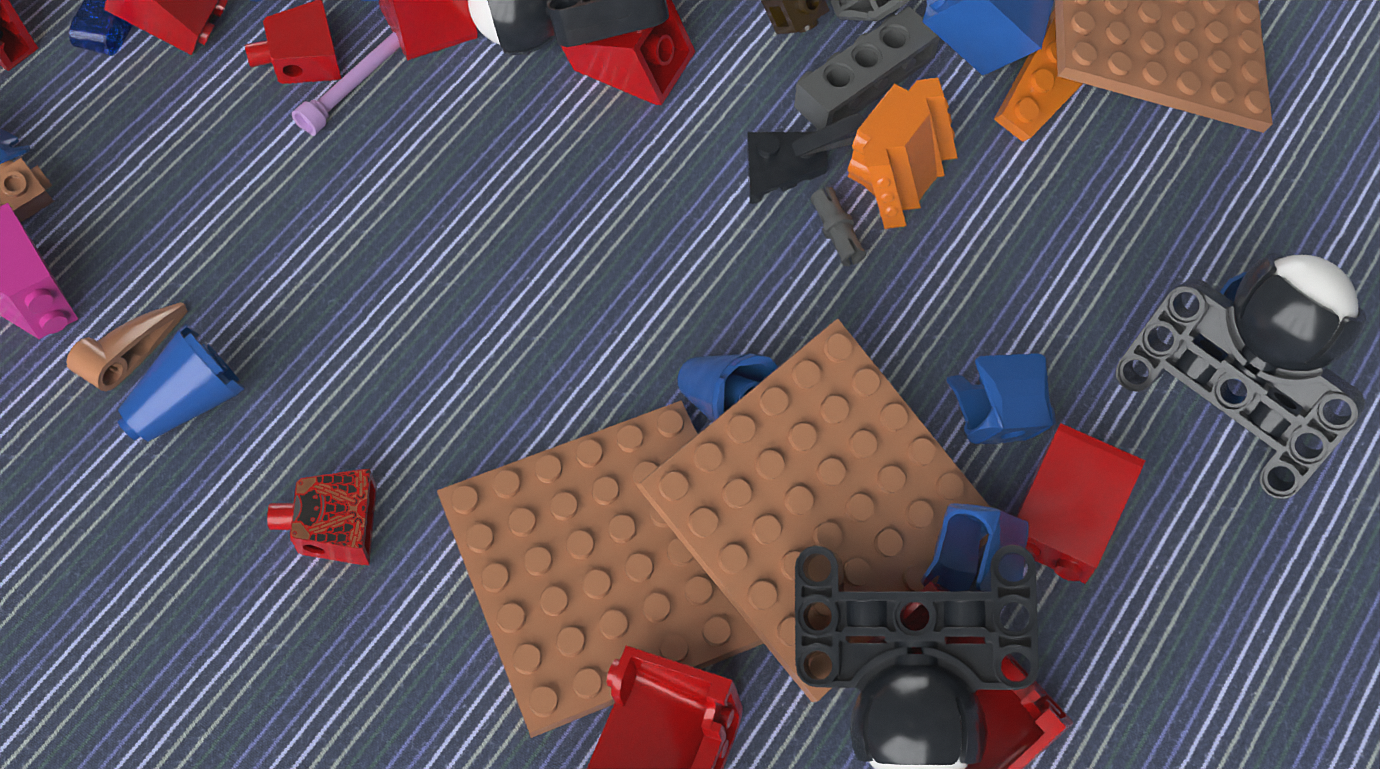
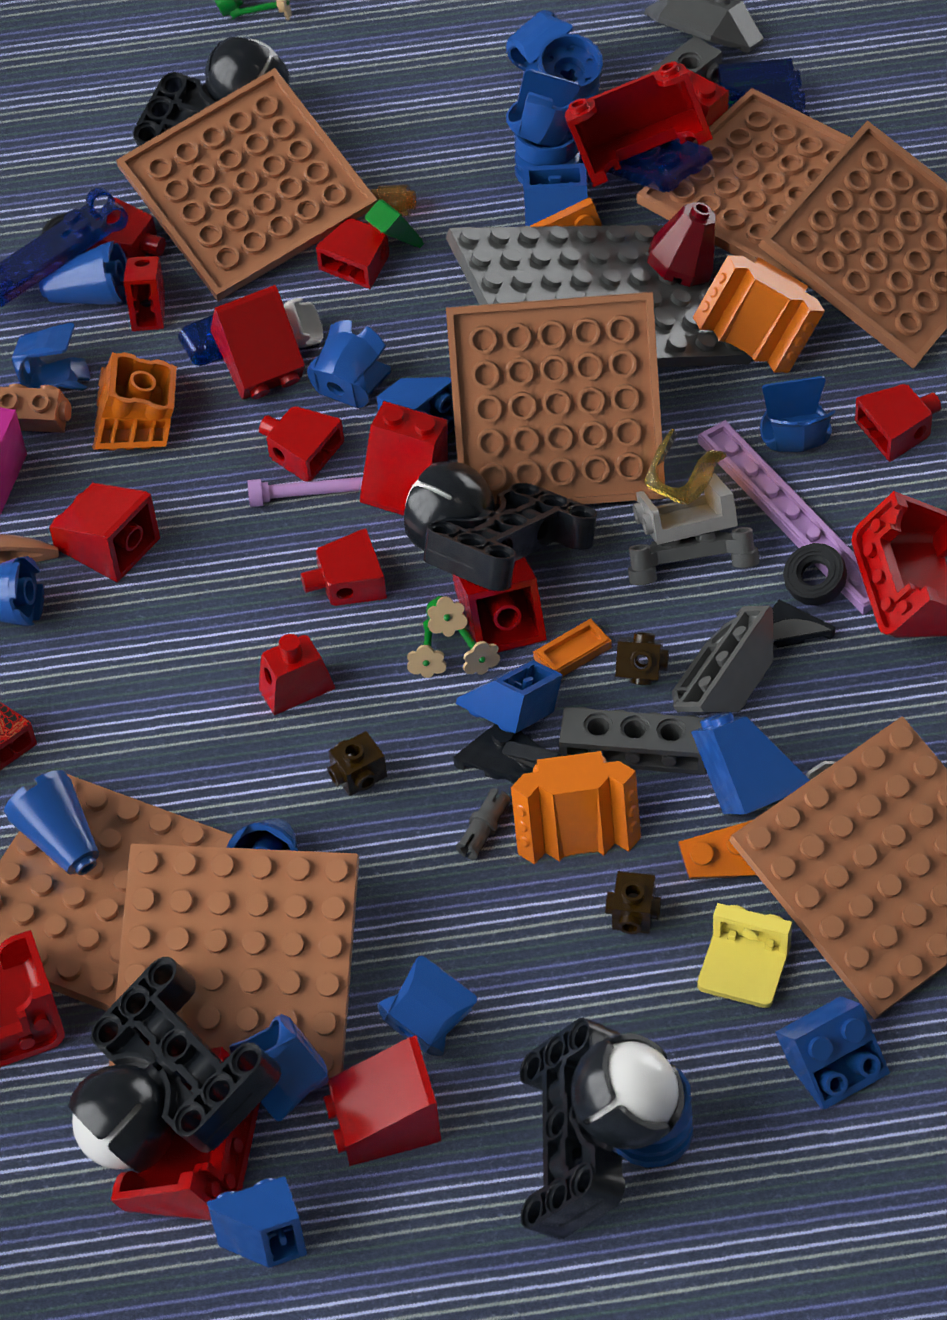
camera: 55 degrees right, 10 degrees down
(100, 124) = (134, 403): none -> orange slope
(212, 247) = (107, 529): none -> red slope
(478, 117) = (347, 571): none -> red torso
(522, 533) = (55, 822): none -> blue cone
(549, 221) = (292, 673): none -> red torso
(604, 93) = (446, 618): none -> tan plant
(691, 261) = (357, 764): none -> dark brown brick
(726, 43) = (573, 648): none -> orange tile
(745, 105) = (515, 697): none -> blue slope
(1030, 186) = (633, 903): none -> dark brown brick
(1122, 691) = (259, 1223): none -> blue slope
(1143, 159) = (745, 955): none -> light yellow bracket
(1283, 172) = (833, 1051): none -> blue slope

